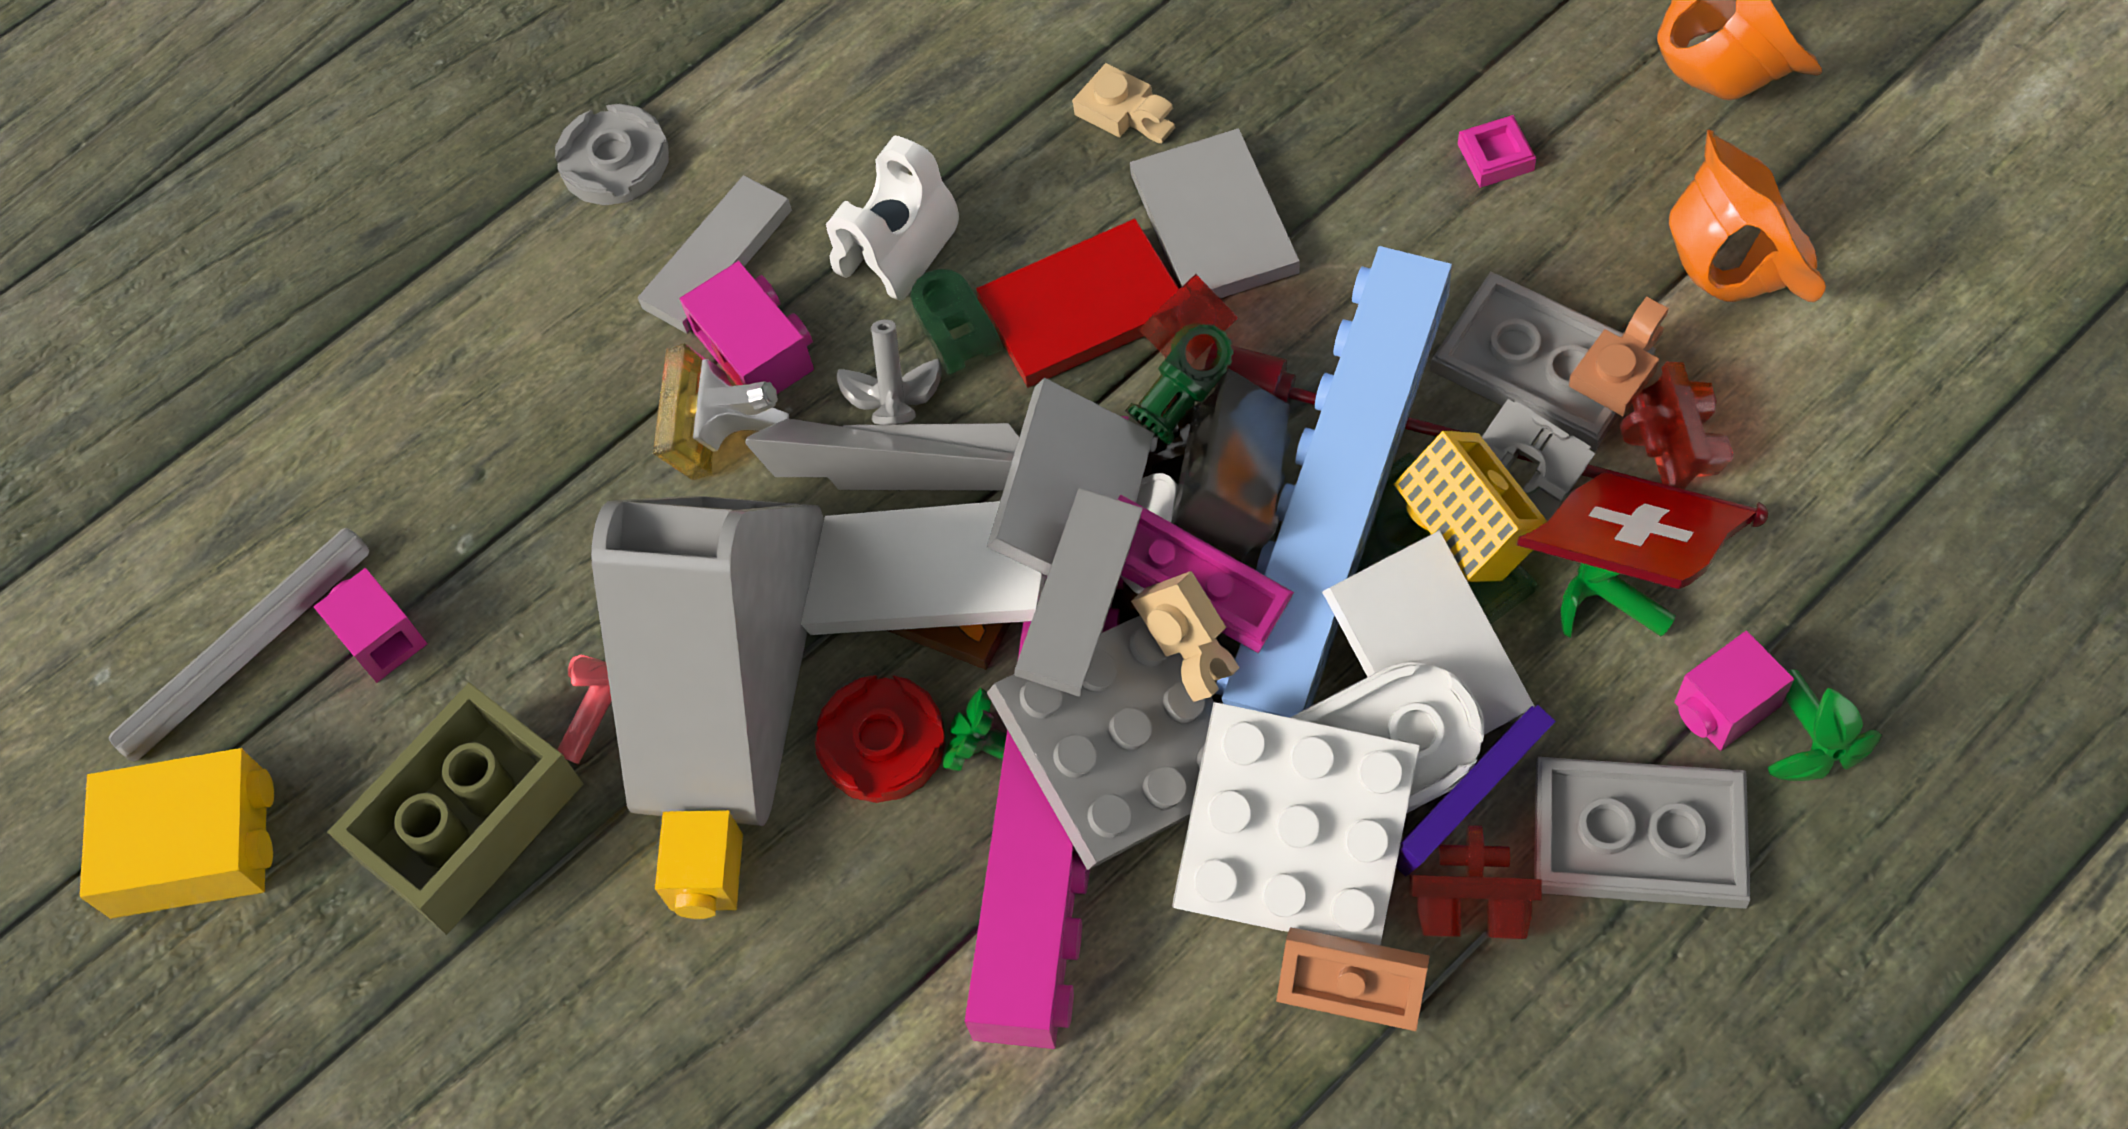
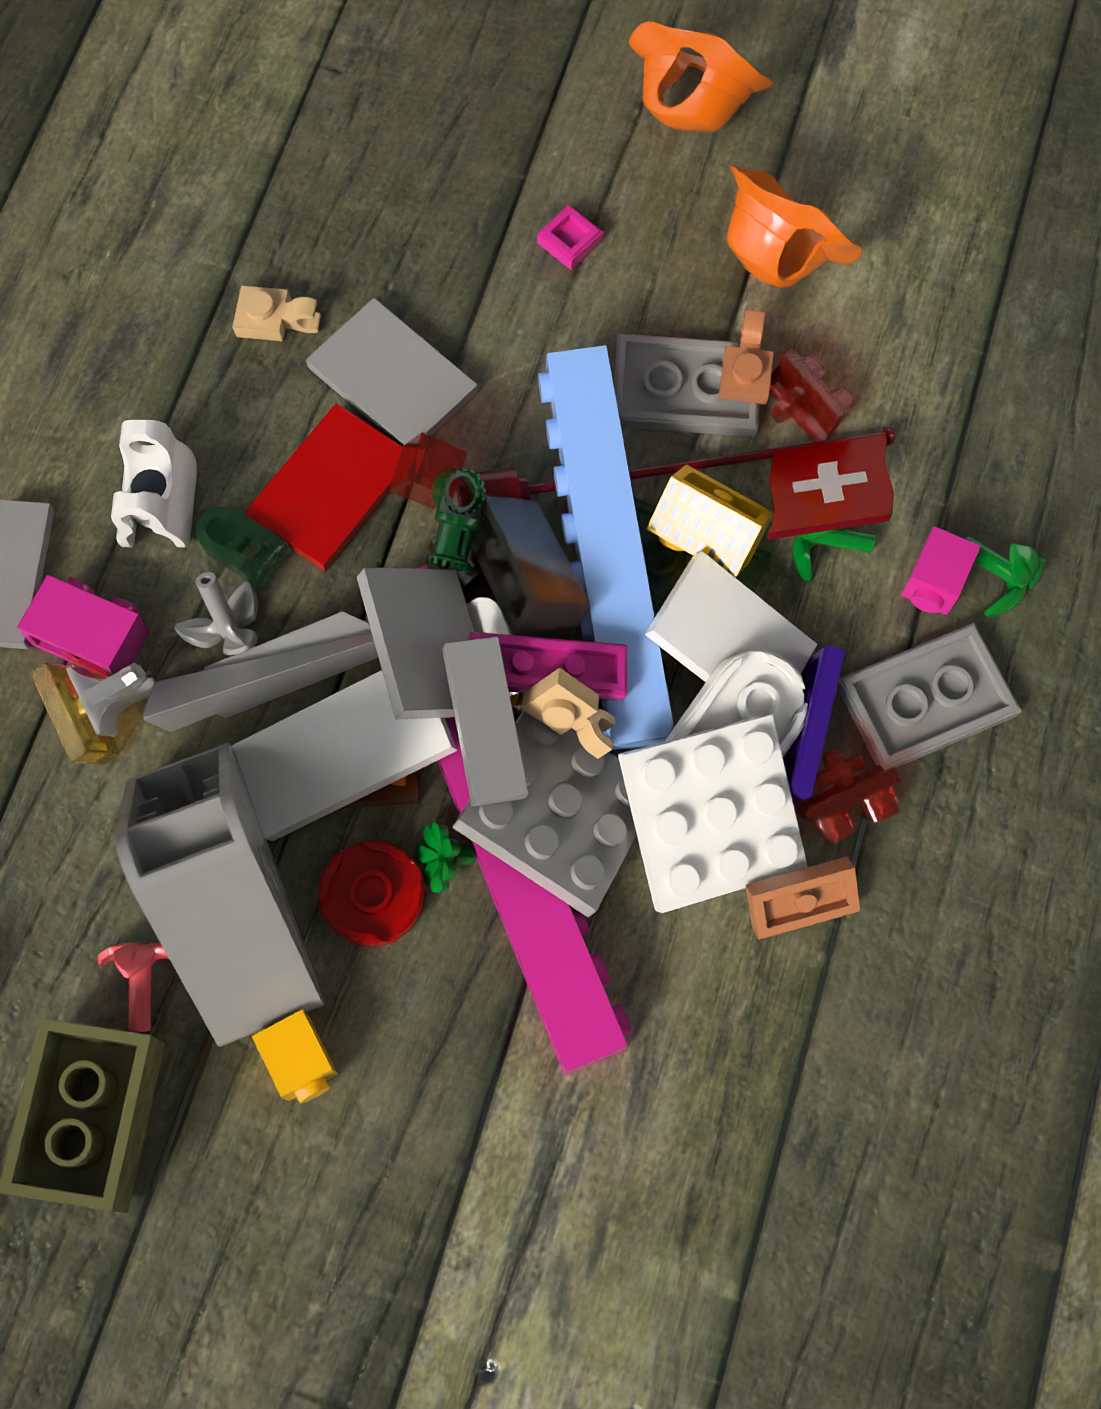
camera: 40 degrees left, 10 degrees up
(1559, 462) = (745, 459): light grey piece -> none

